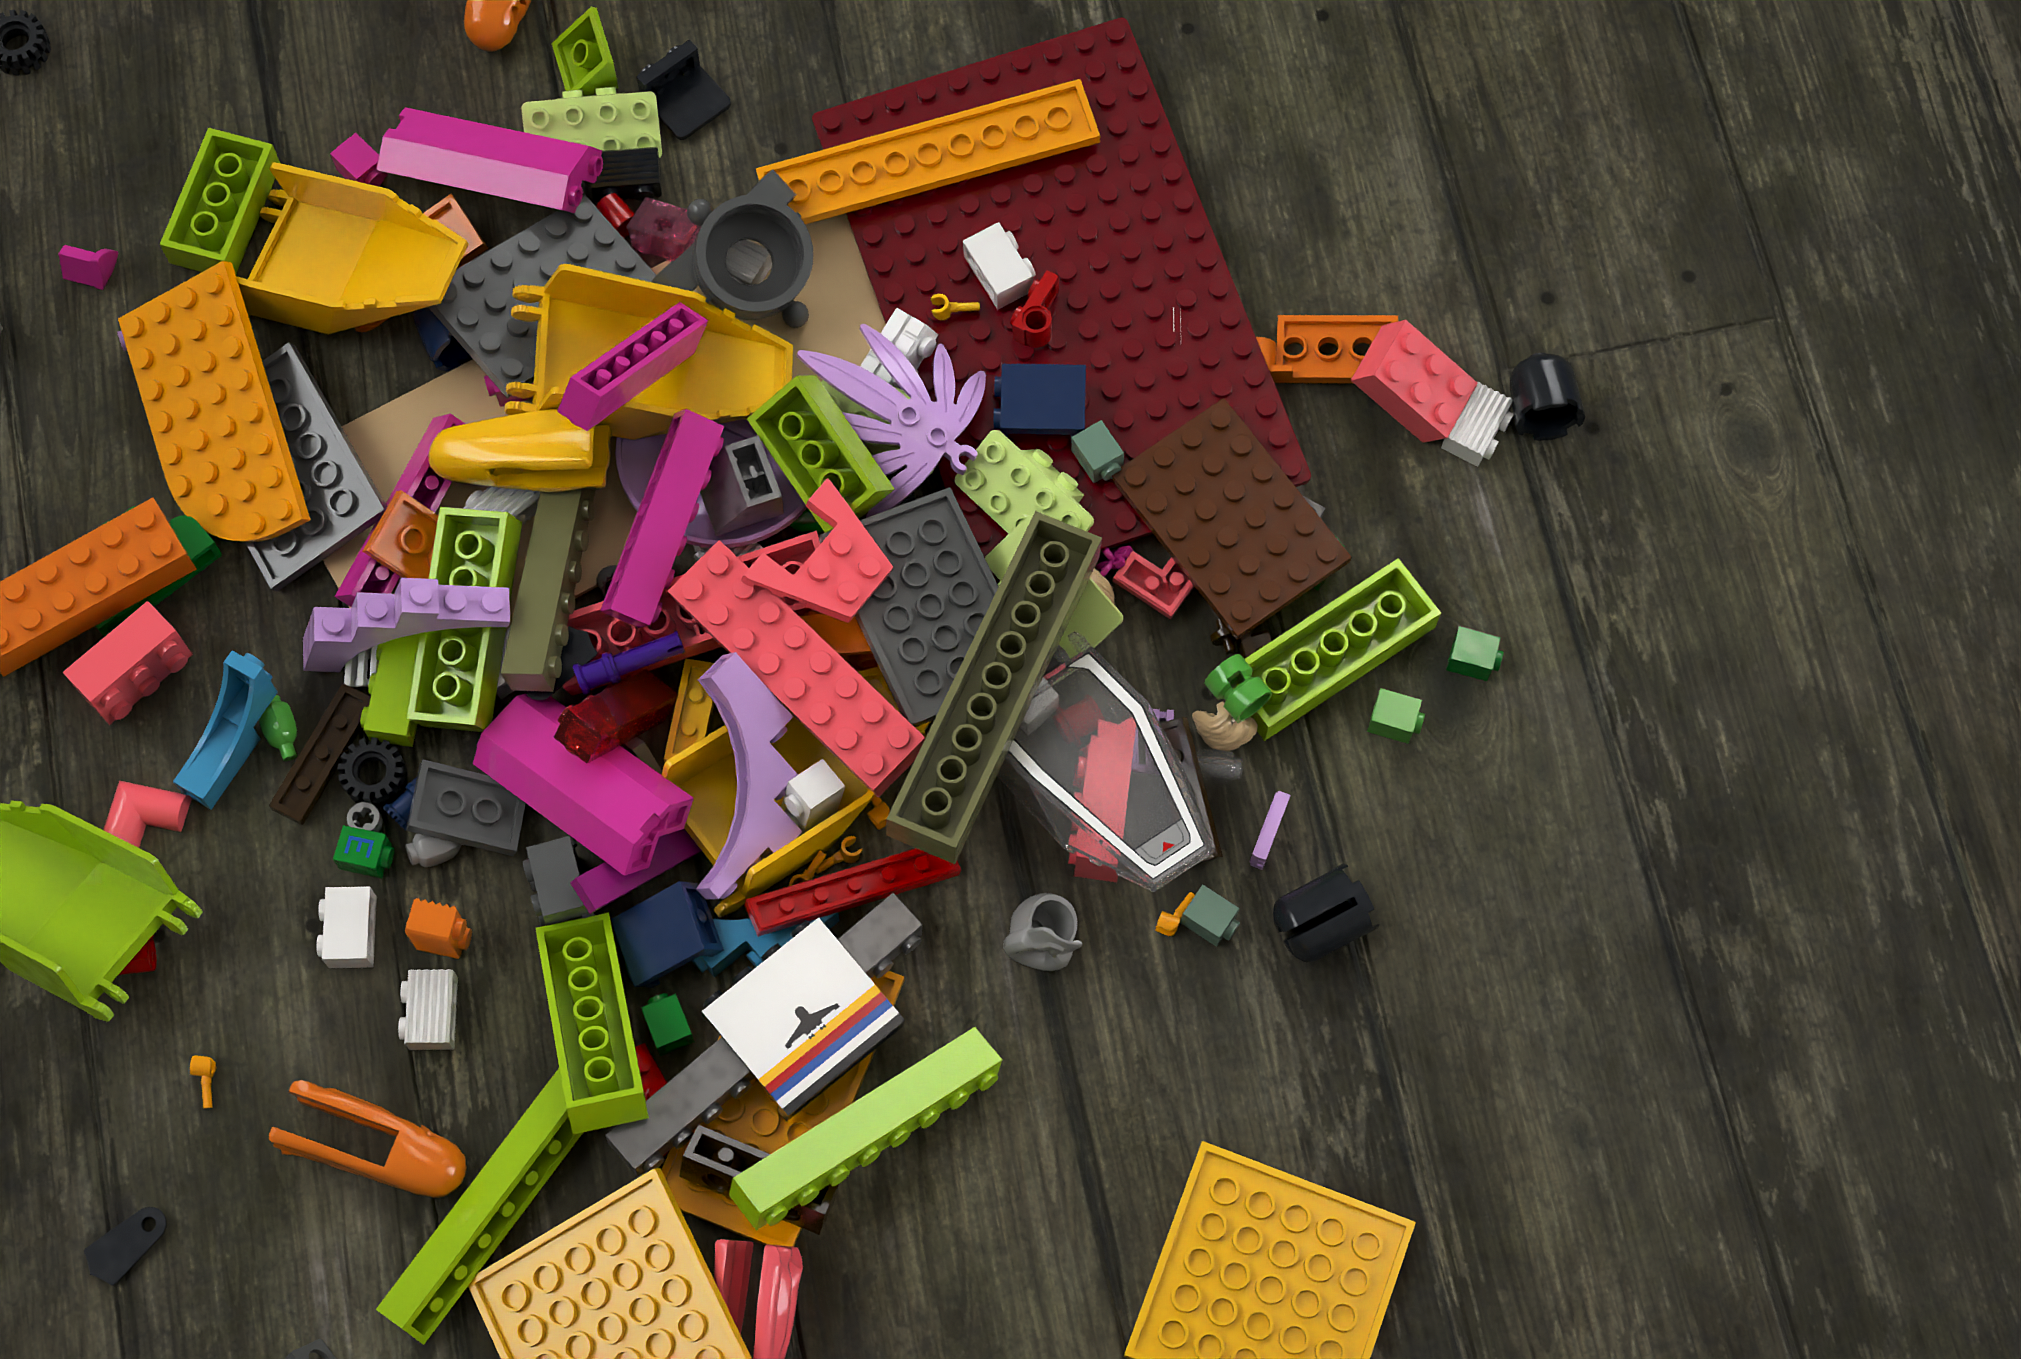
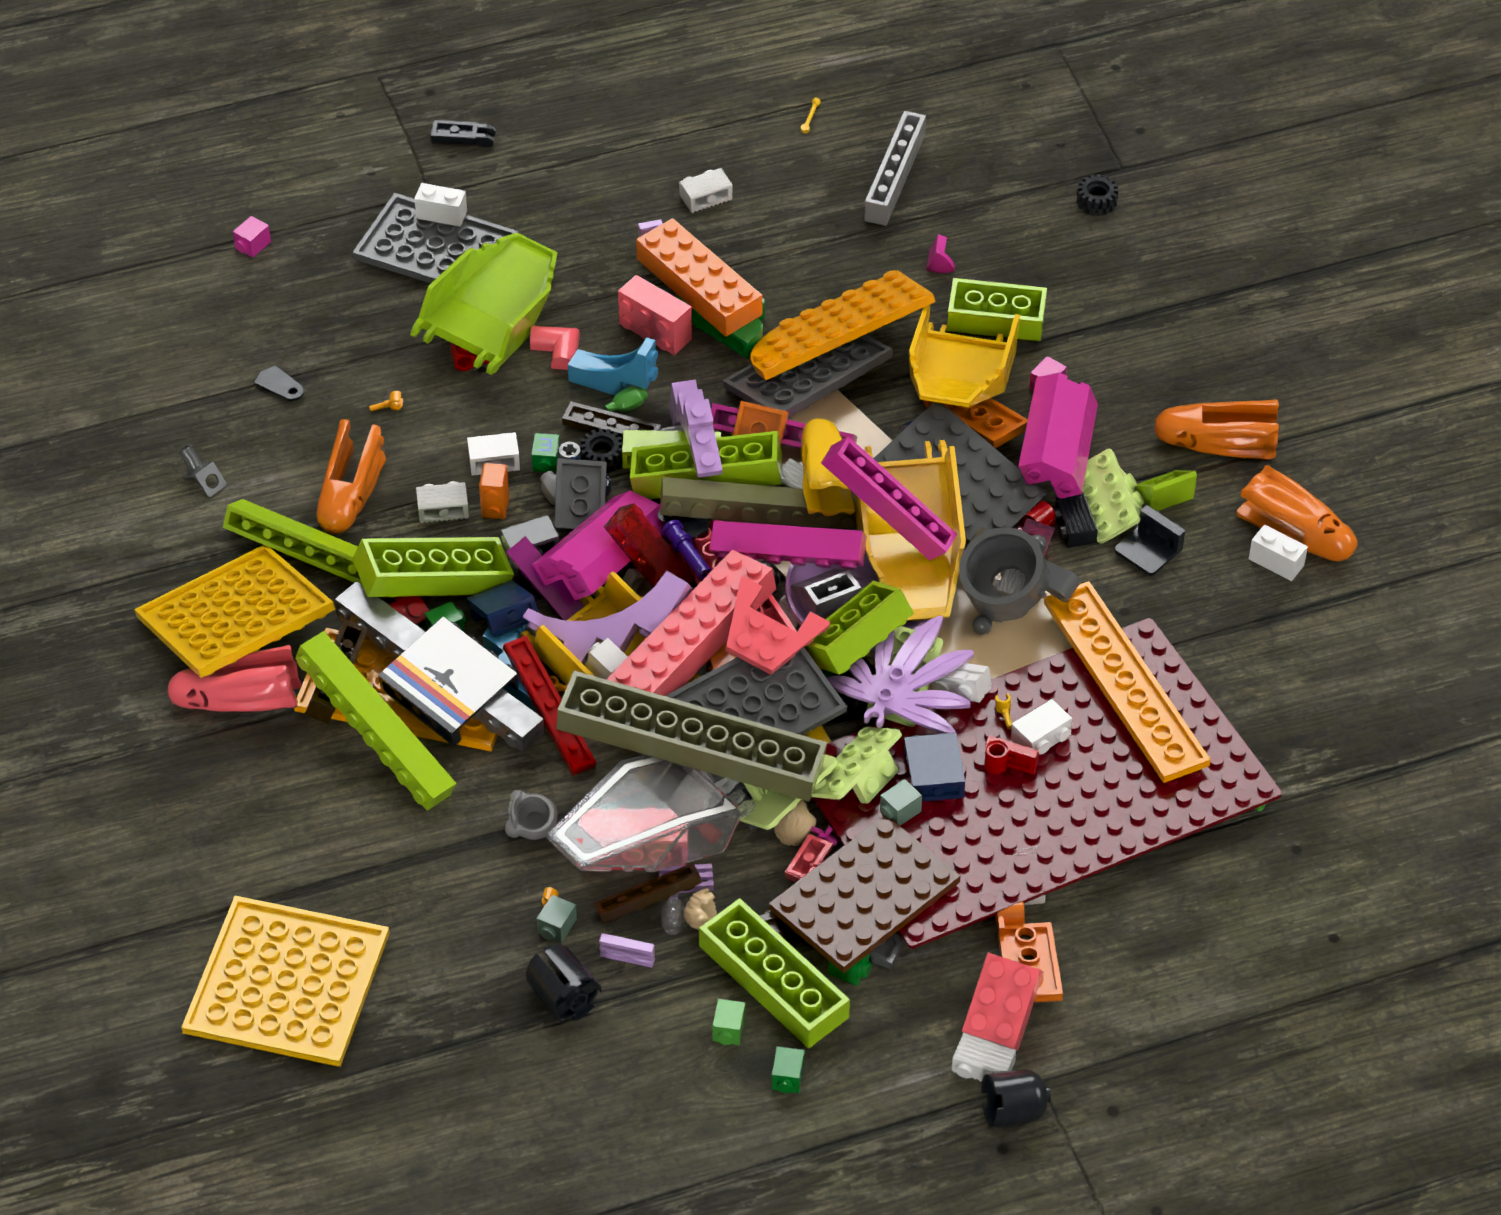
camera: 85 degrees right, 20 degrees down
(1247, 696) = (721, 896): bright green wheel -> none

